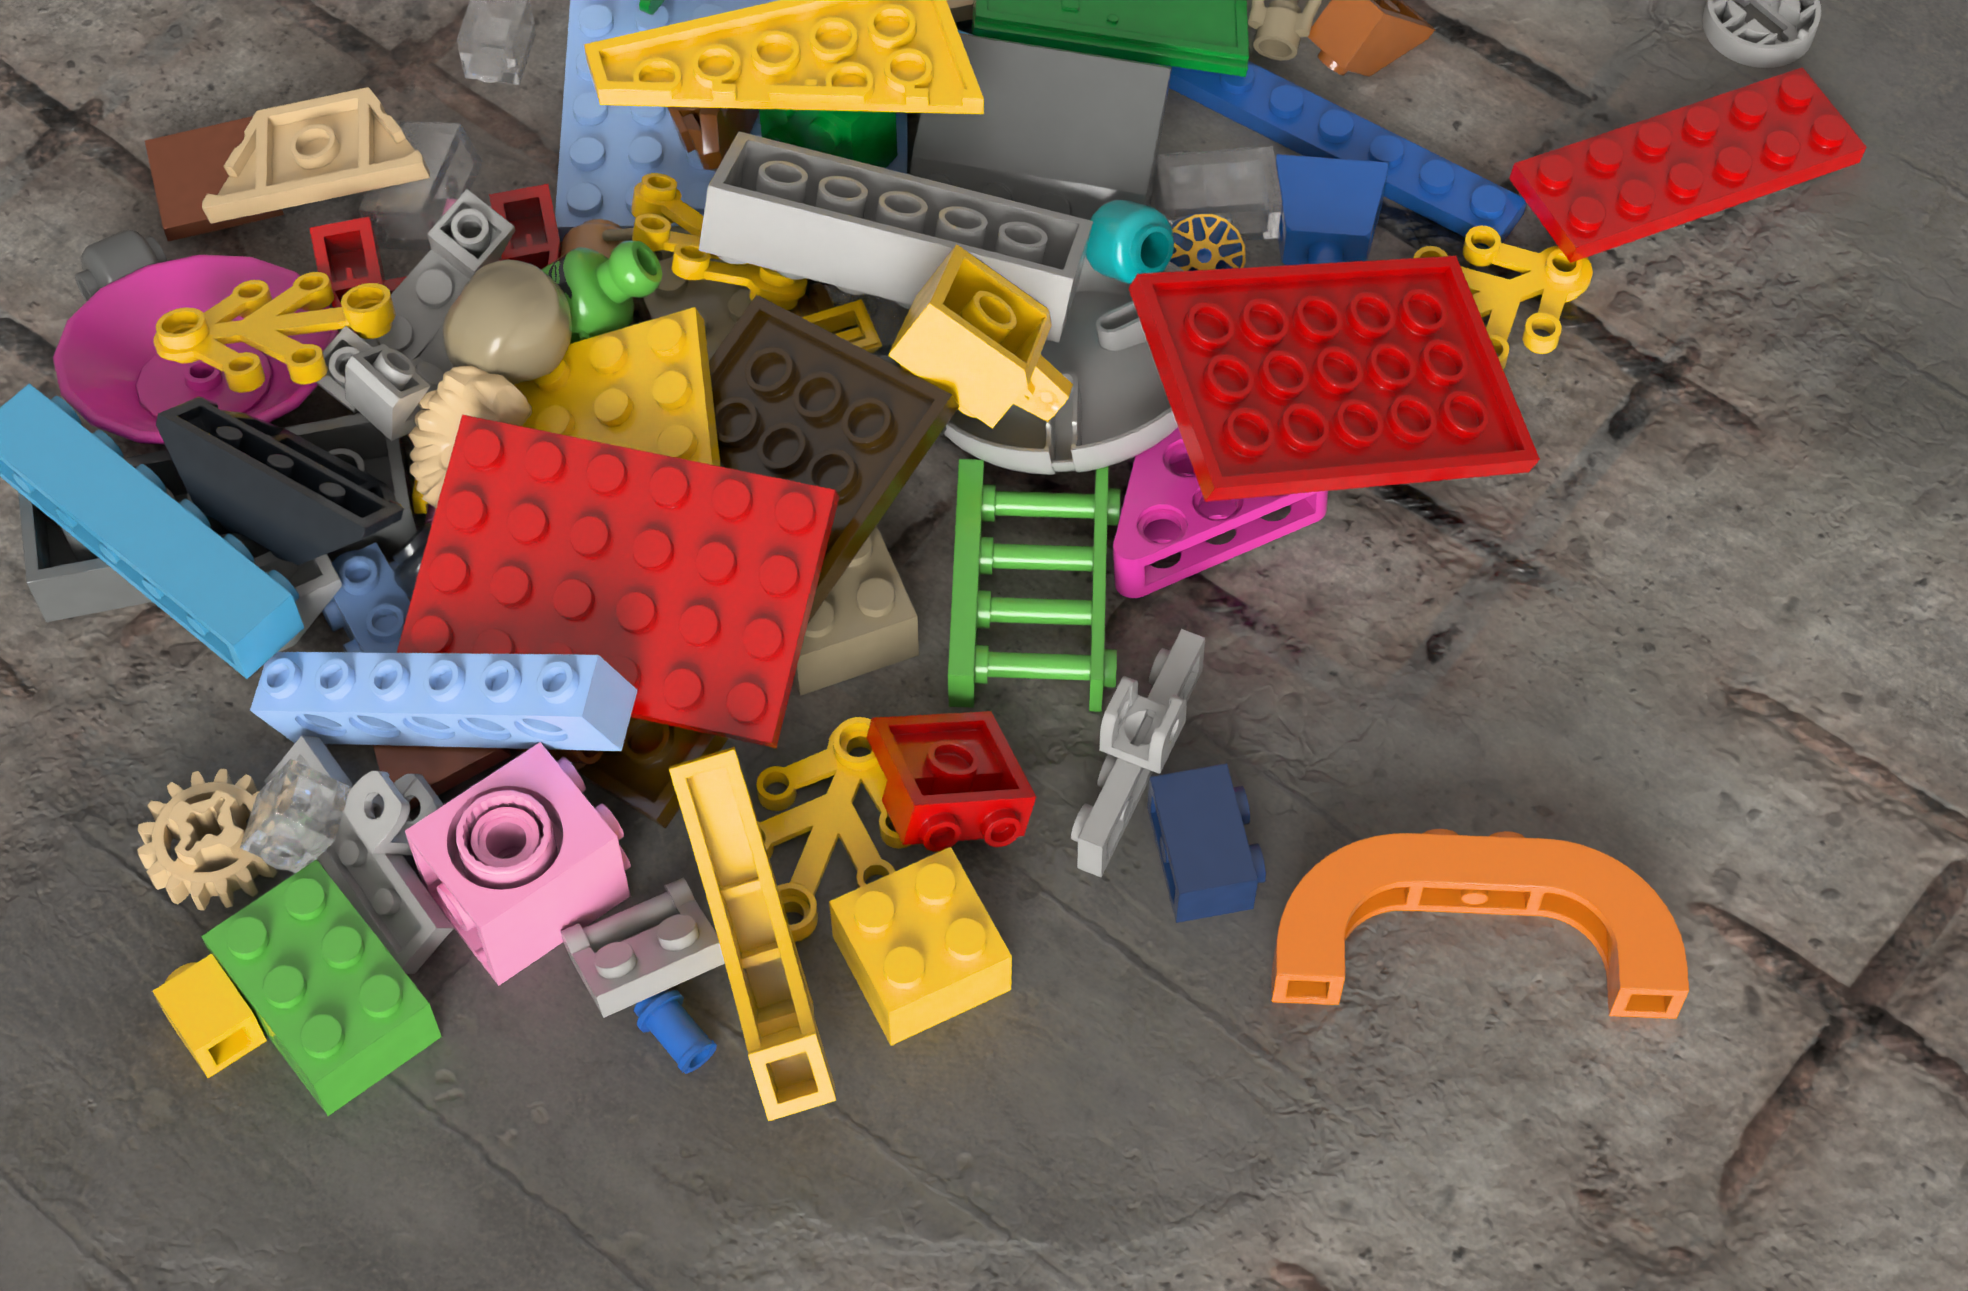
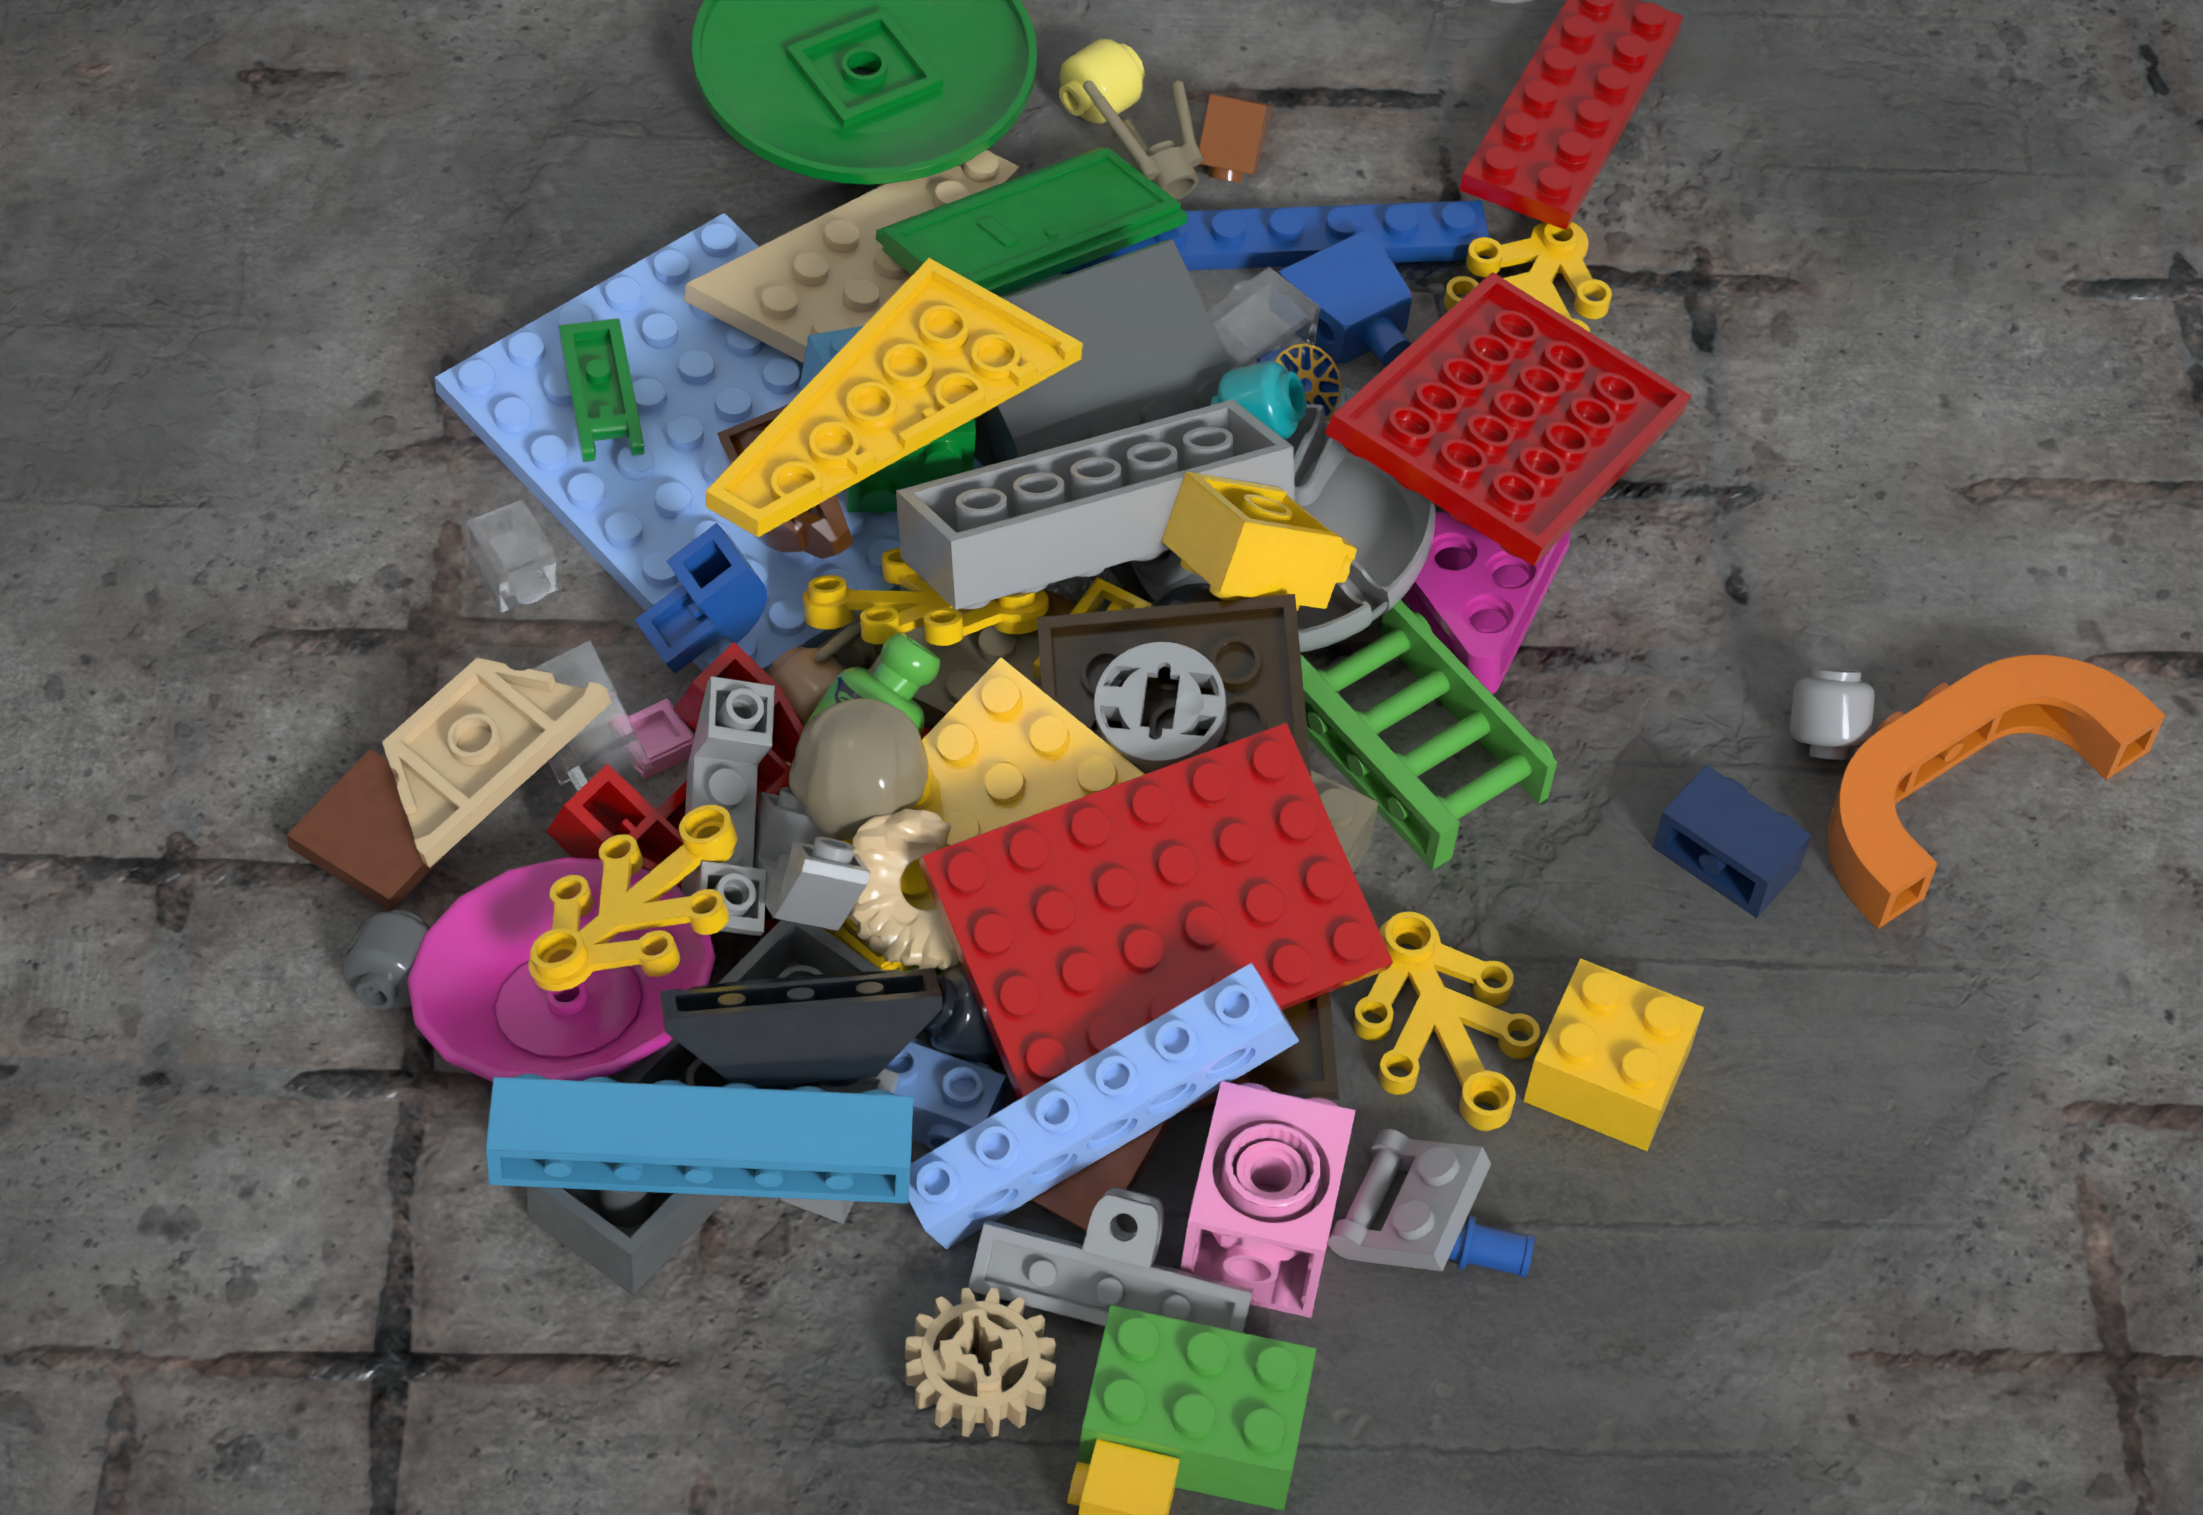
camera: 45 degrees left, 5 degrees down
(295, 817) = (1068, 1280): clear brick -> none
(569, 141) = (715, 599): none -> blue brick
(754, 935) = (1532, 1140): yellow arch -> none
(789, 446) = (1192, 708): none -> light grey piece
(951, 779) = (1516, 913): red plate -> none
(1138, 740) = (1626, 788): light grey plate -> none
(1393, 791) = (1832, 712): none -> light grey head

